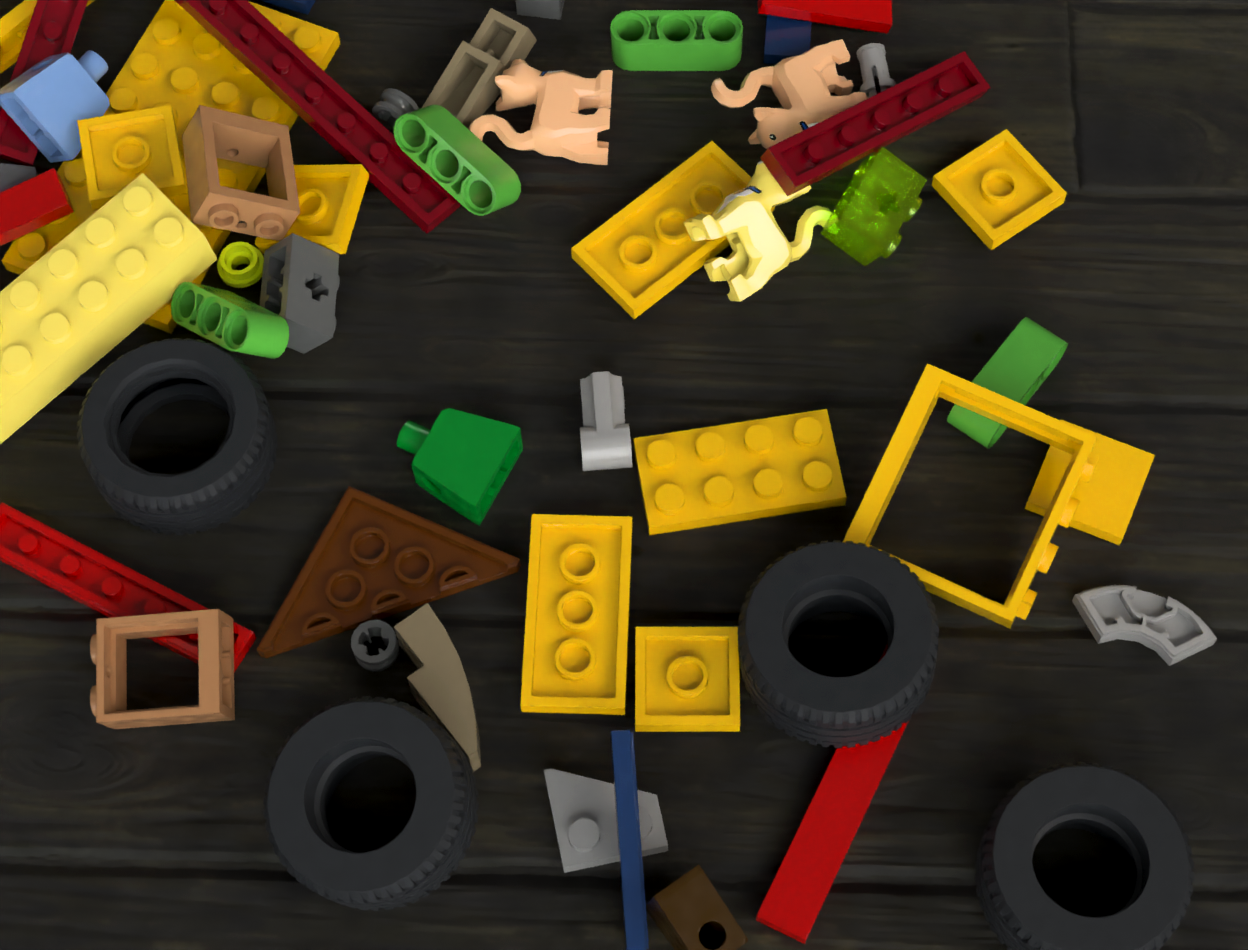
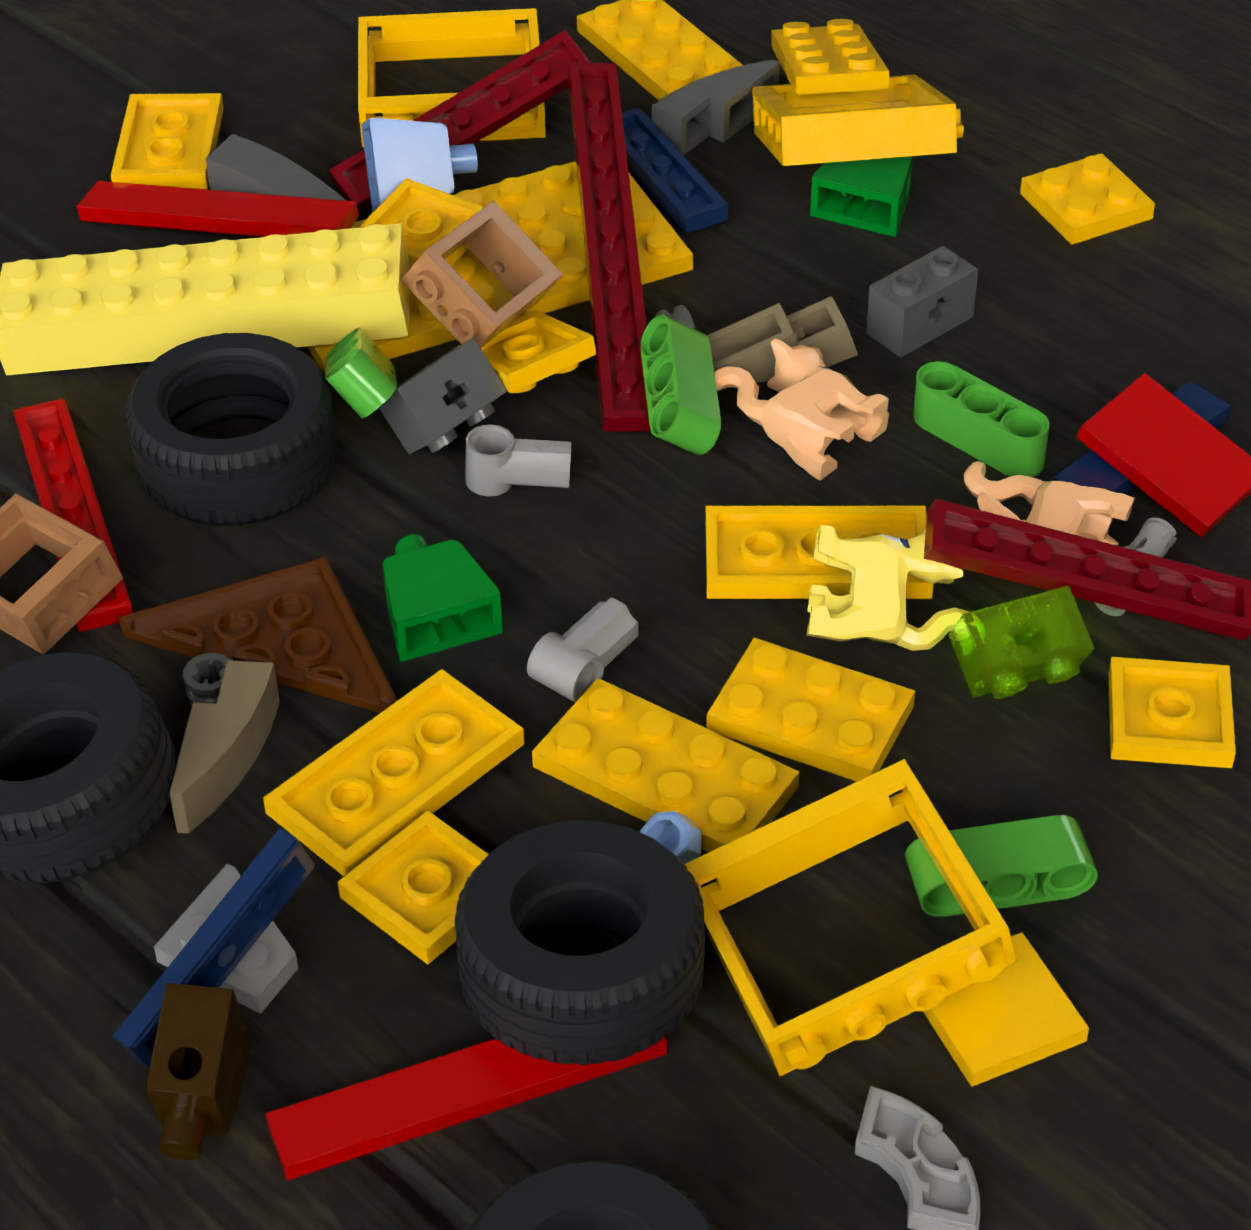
camera: 40 degrees right, 20 degrees down
(235, 255) = (423, 352): neon yellow plate -> none
(405, 307) = (499, 461): none -> light grey piece
(783, 355) = (811, 710): none -> yellow plate
(802, 523) = (675, 833): none -> light blue tile

